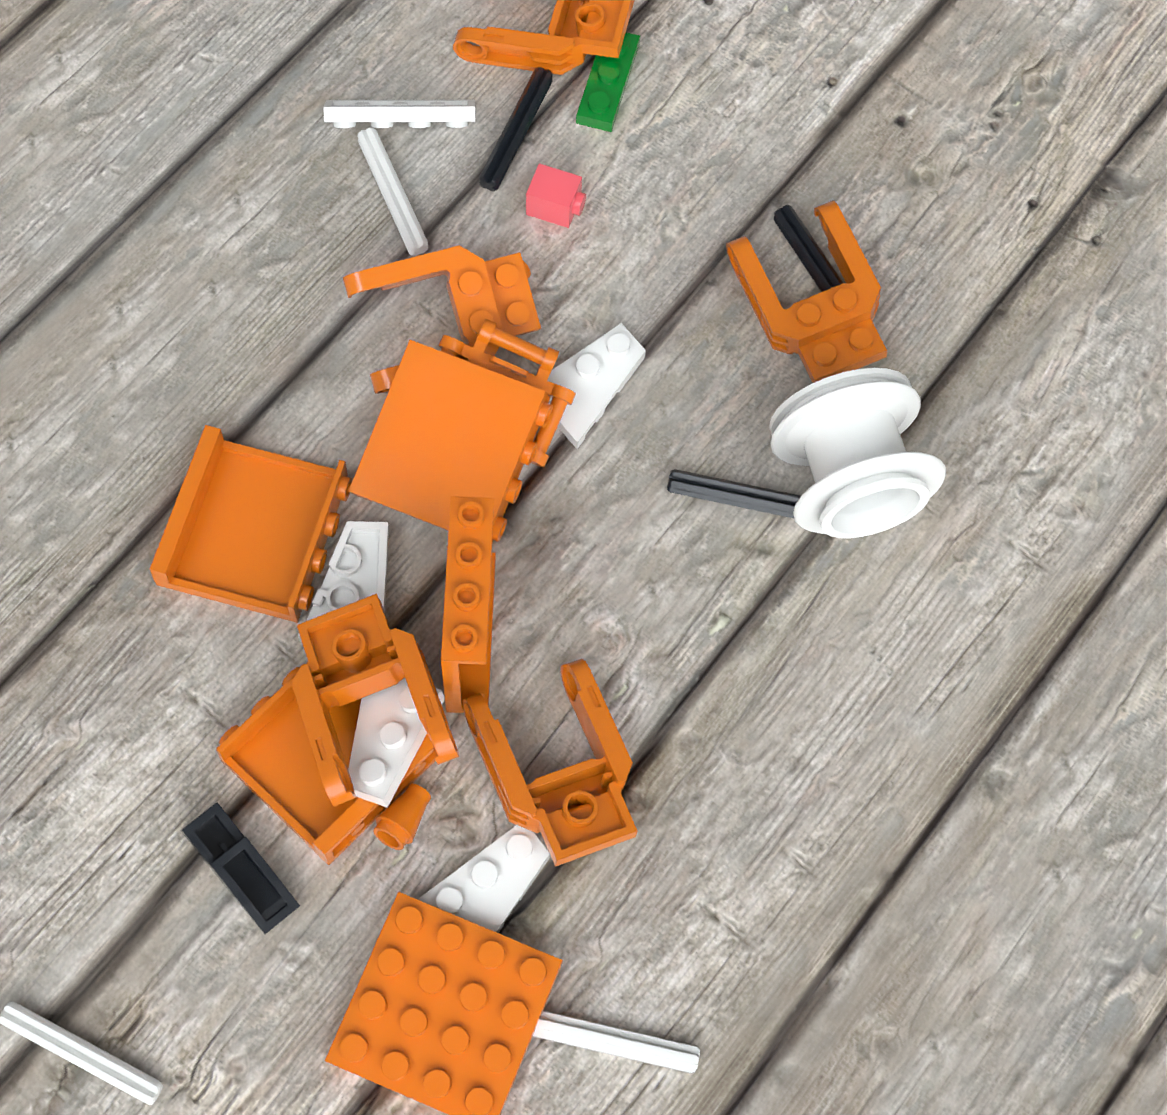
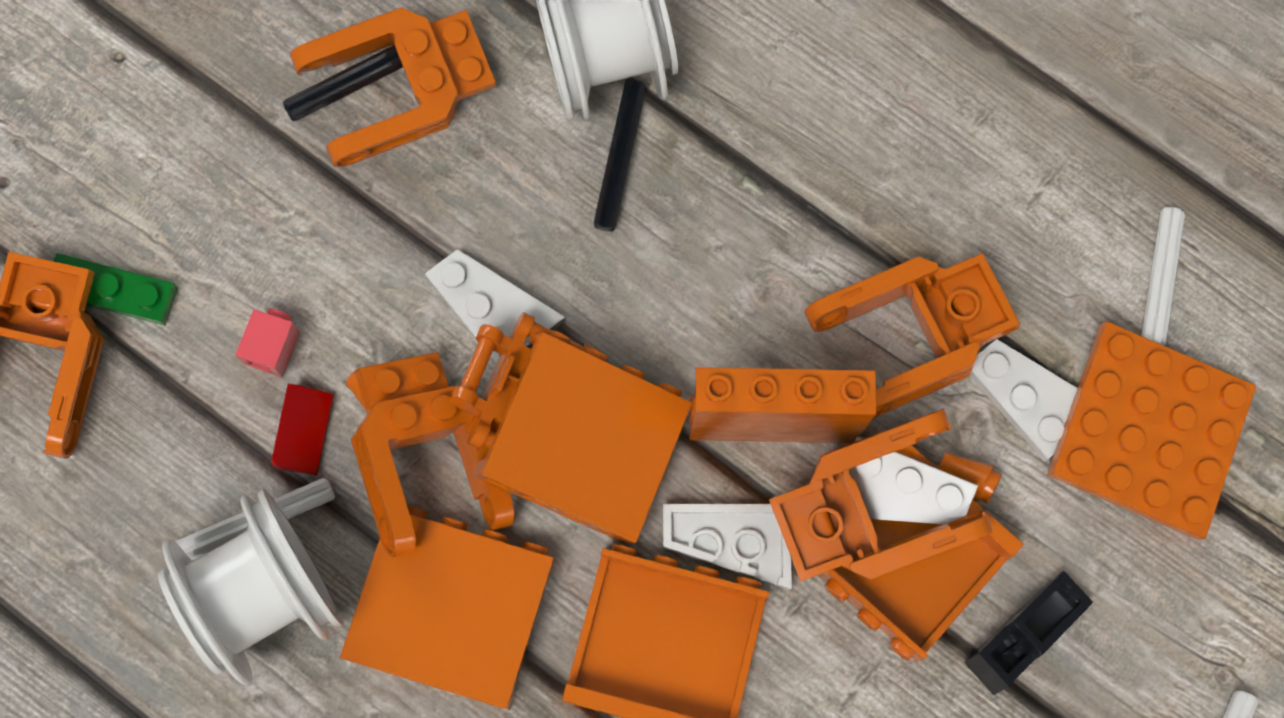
camera: 90 degrees left, 10 degrees up
(300, 340) = (451, 610): none -> orange panel
(327, 177) = (246, 589): none -> white wheel
(385, 112) = (150, 511): white plate -> none
(474, 225) = (302, 430): none -> red slope
(515, 129) = (174, 387): black axle -> none

